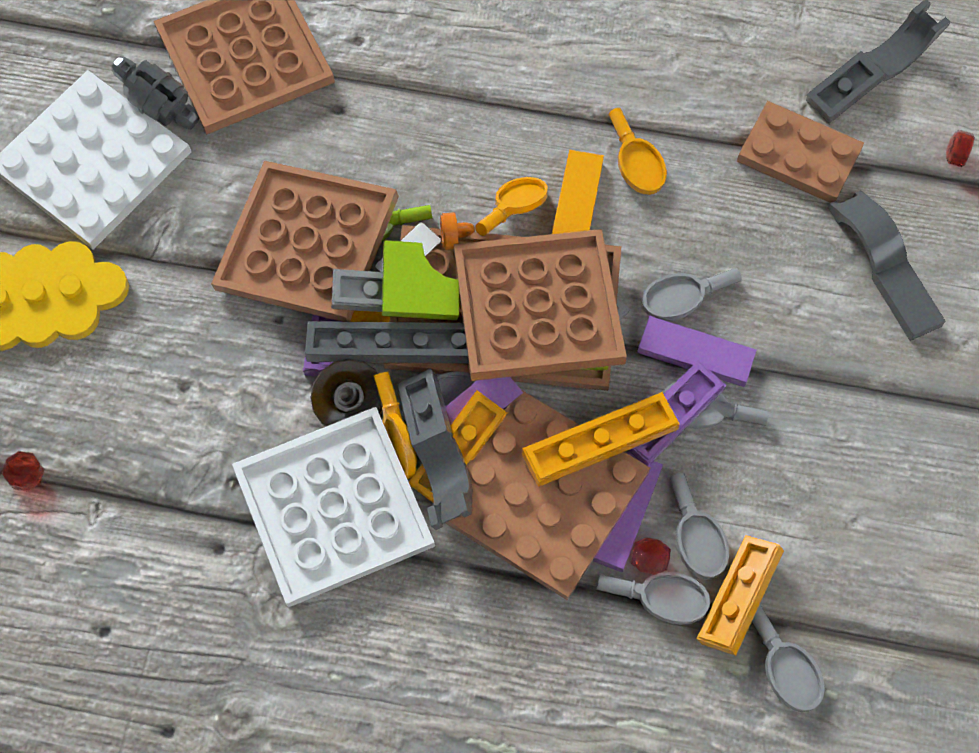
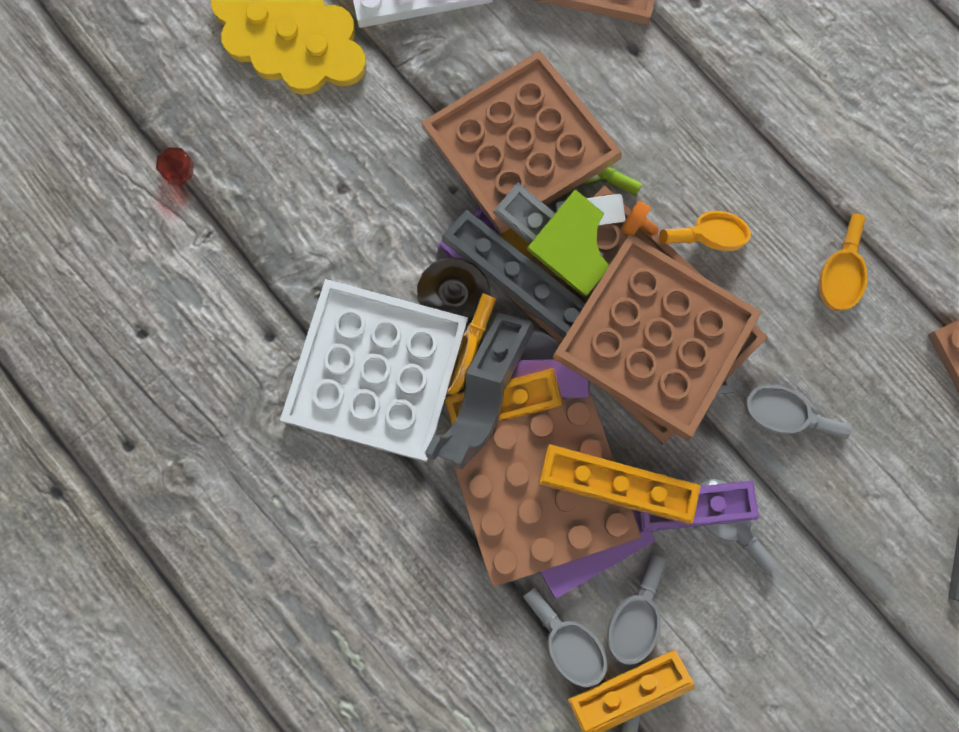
camera: 35 degrees right, 10 degrees up
(578, 192) = (769, 264): light orange tile -> none
(650, 556) = (585, 606): clear red tile -> none
(687, 346) = (758, 462): medium lavender tile -> none

